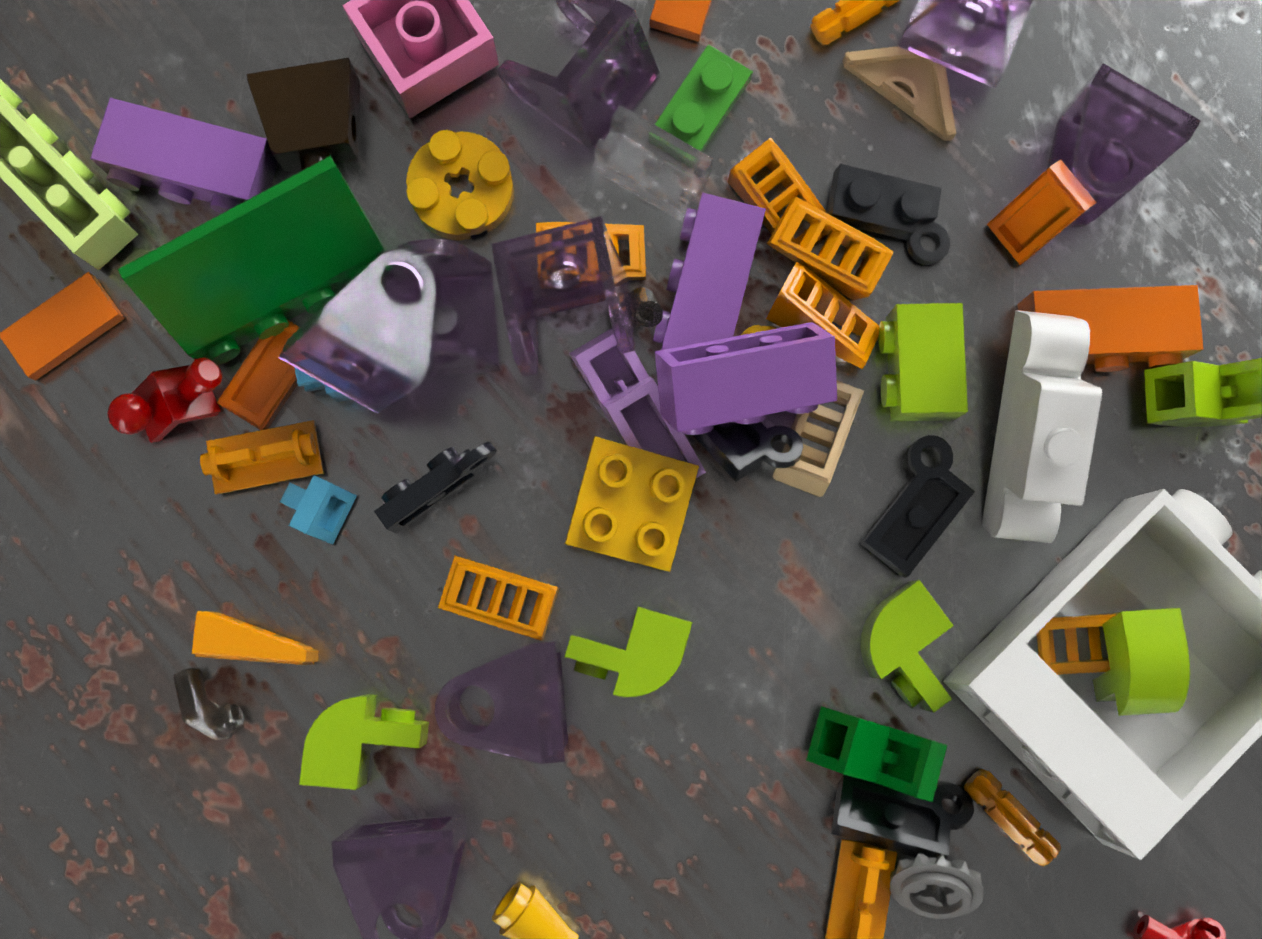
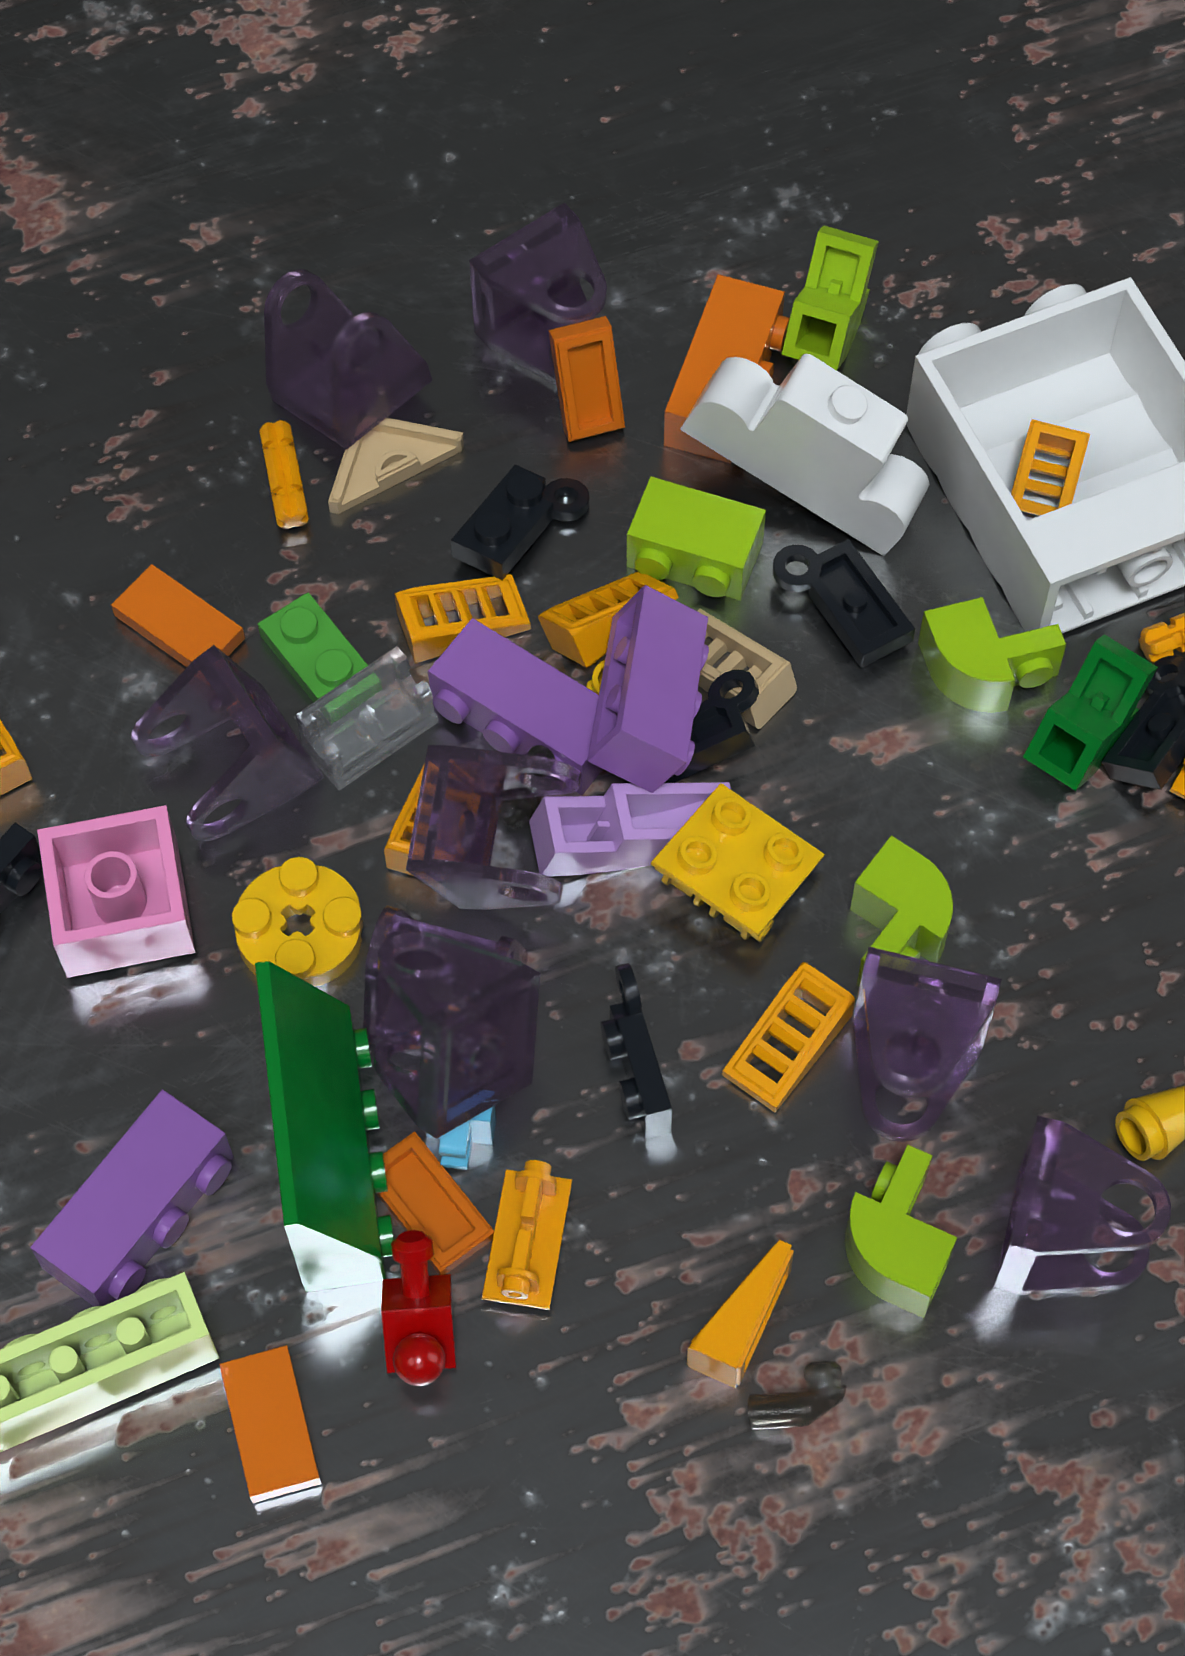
camera: 65 degrees left, 20 degrees down
(309, 112) = (150, 1043): dark brown torso -> none
(318, 508) = (611, 1192): medium azure tile -> none
(858, 244) = (561, 553): light orange slope -> none
(1146, 662) = (1082, 432): lime brick -> none

